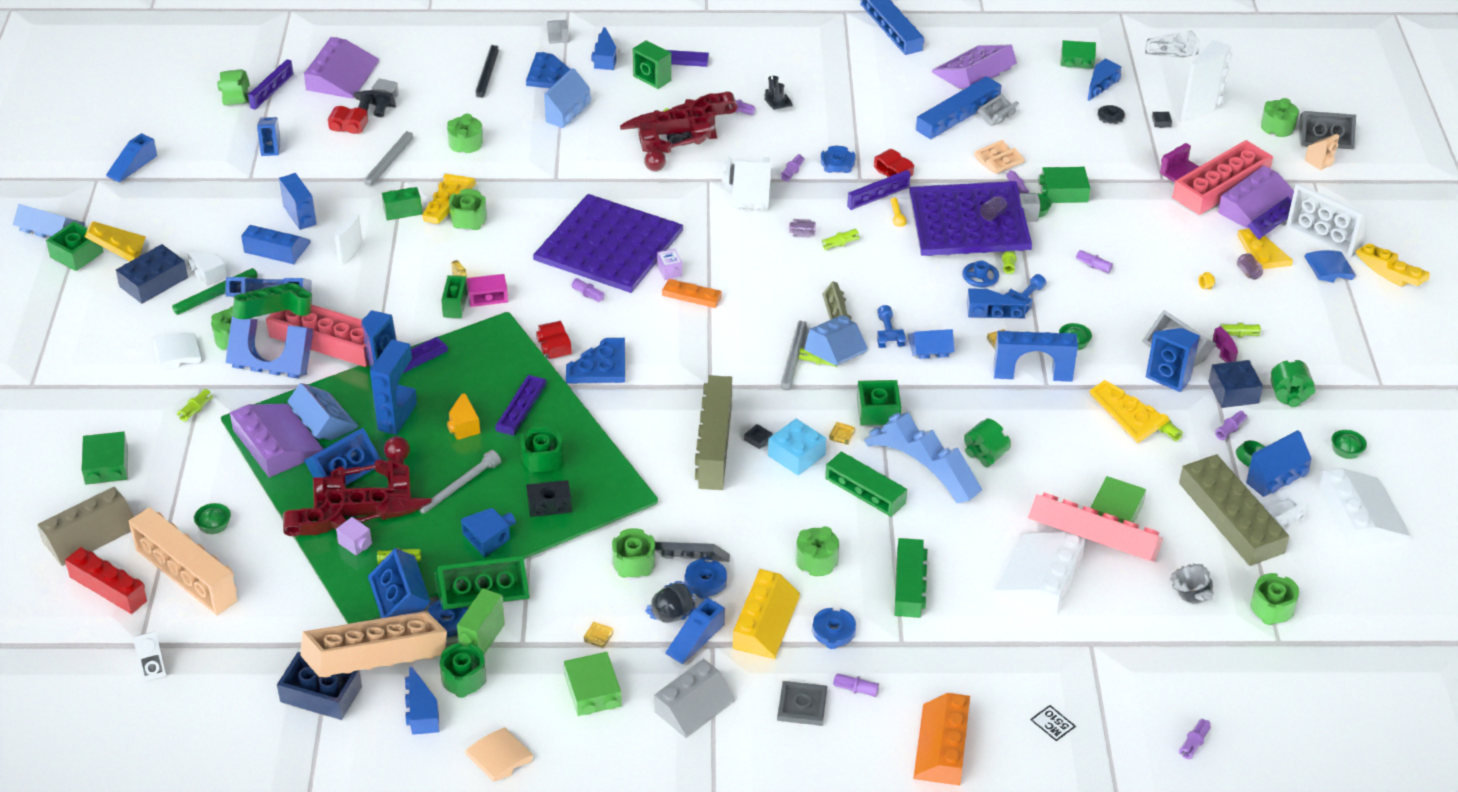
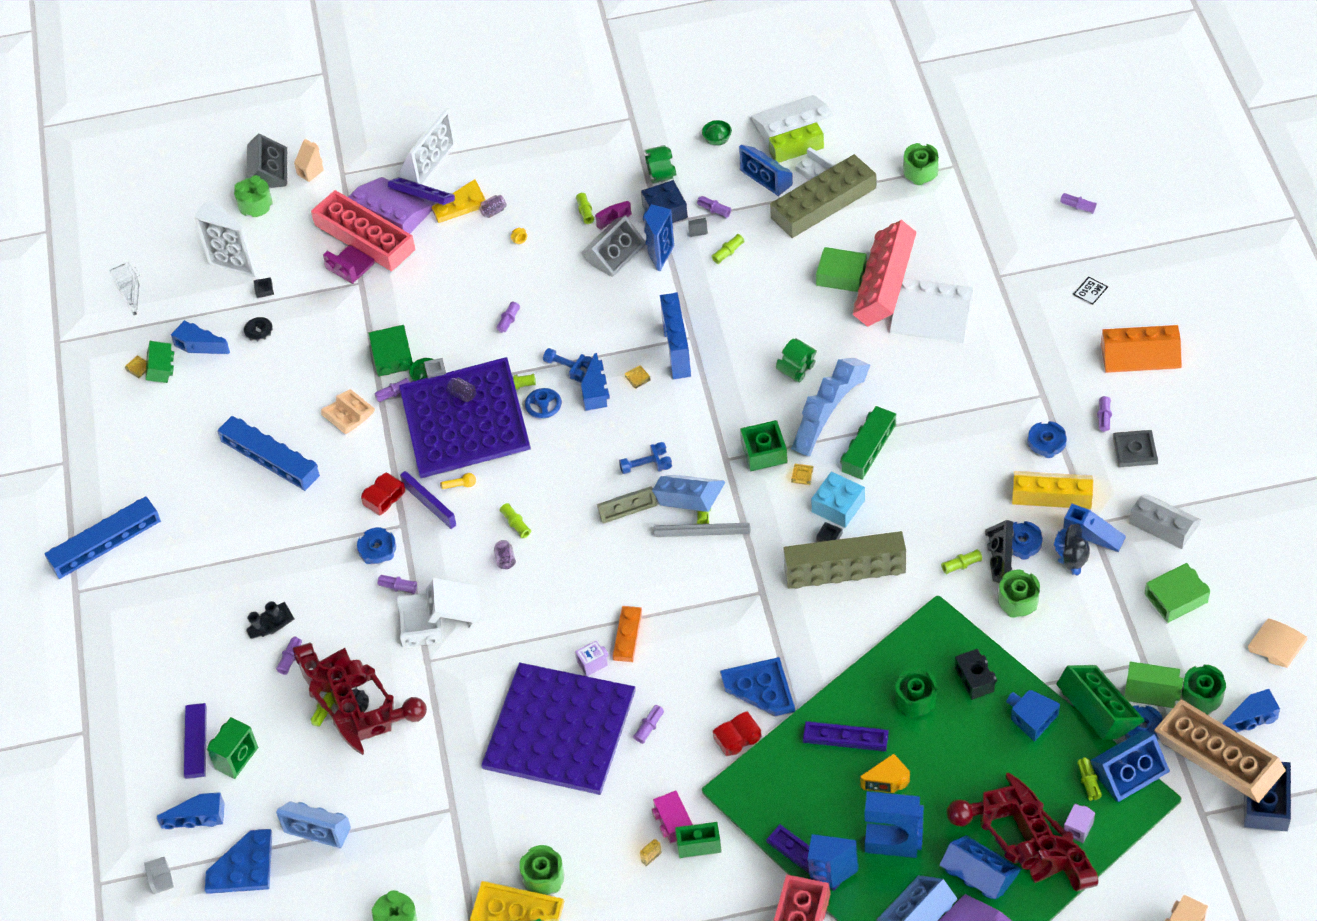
camera: 95 degrees left, 10 degrees up
(490, 459) = (936, 739): light grey piece -> none
(598, 634) = (1115, 606): clear yellow tile -> none
(692, 524) = (961, 561): none -> lime pin
(817, 551) = (967, 461): bright green brick -> none
(909, 578) = (974, 395): green brick -> none
(931, 343) = (660, 422): slope -> none
(977, 64) = (184, 450): medium lavender slope -> none
(997, 110) = (269, 418): light grey bracket -> none
(1083, 333) = (622, 320): green hat -> none
(1128, 411) = (721, 271): yellow wing -> none
(1193, 583) = (922, 211): light grey hair -> none
(1198, 405) = (698, 227): none -> dark grey tile
(1246, 449) = (749, 189): green hat -> none
(1322, 501) = (796, 142): none -> lime brick
(1329, 265) = (477, 154): slope -> none
(1387, 265) = (472, 114): yellow slope -> none

